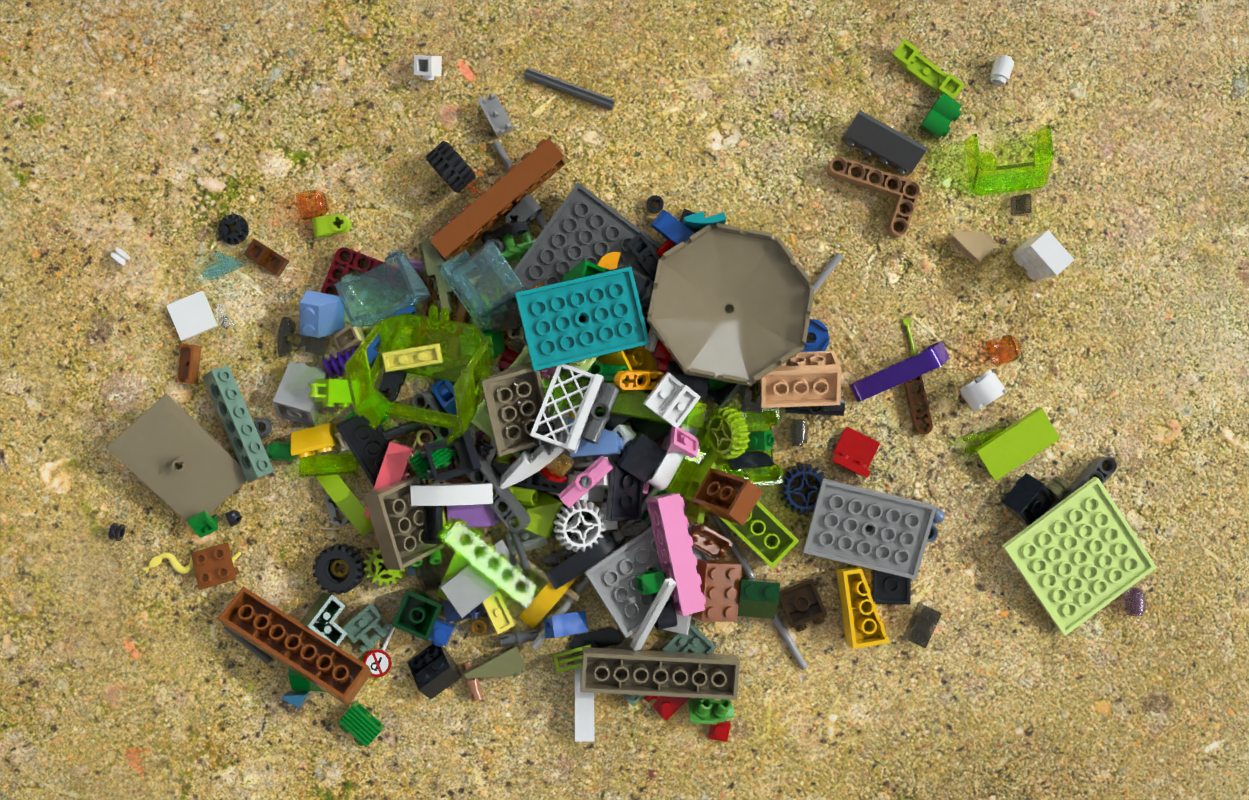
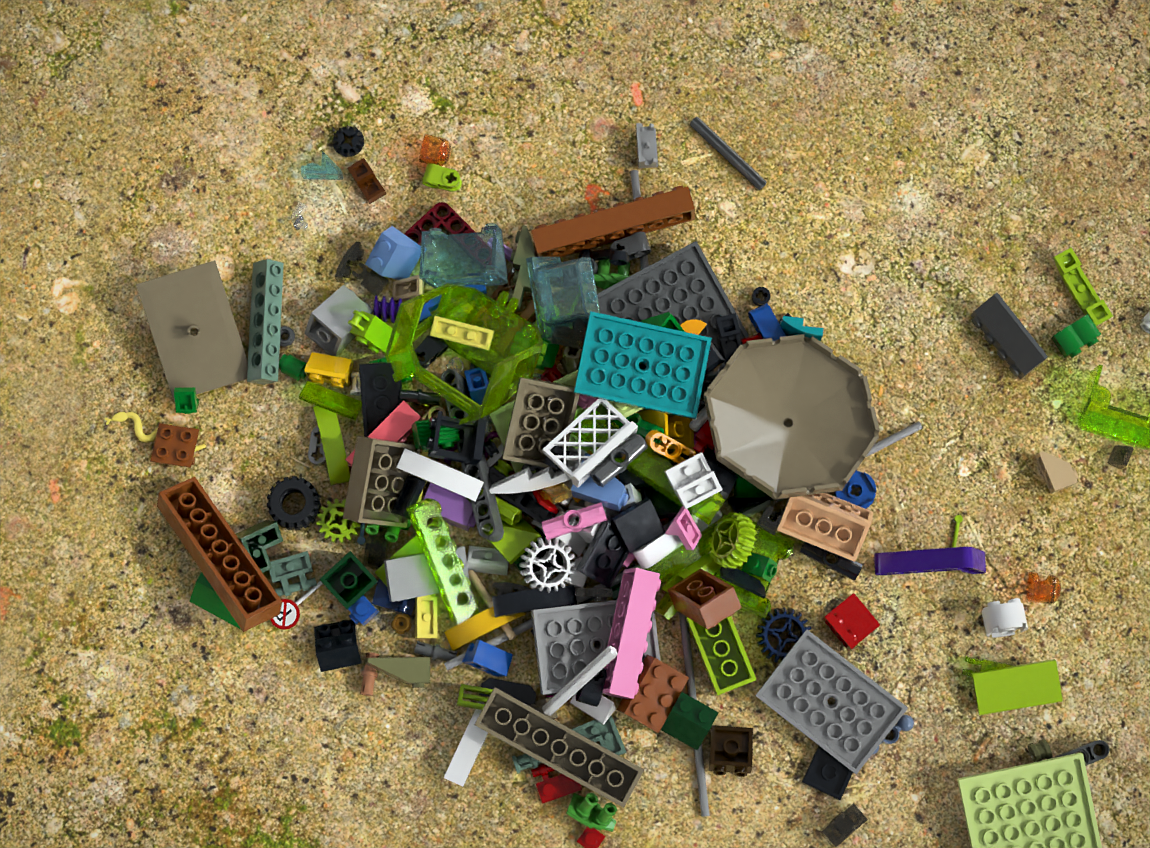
camera: 20 degrees right, 10 degrees down
(116, 532) = (99, 371): black bush -> none
(120, 256) = (231, 118): white bush -> none
(189, 363) = (245, 245): dark orange hinge -> none
(192, 316) = (270, 203): white tile -> none
(233, 517) = (216, 409): black hinge -> none
(262, 655) = (169, 537): dark grey bar -> none
(296, 698) = (190, 610): dark azure slope -> none
(340, 573) = (298, 499): yellow bush -> none
(360, 724) = (240, 665): green brick -> none
(427, 66) = (603, 73): white brick -> none
(450, 166) = (582, 173): black tyre -> none
(519, 548) = (477, 569): dark grey bar -> none
(650, 581) = (590, 648): green brick -> none
(709, 541) = (667, 642): dark orange hinge -> none
(798, 432) = (803, 577): clear smoke brick -> none
(859, 610) = (786, 779): yellow wedge -> none
(880, 187) = (988, 377): medium nougat beam -> none
(919, 397) = (939, 598): reddish brown beam -> none
(1028, 499) = (1004, 747): black slope -> none
(1042, 256) = (1117, 511): white brick -> none

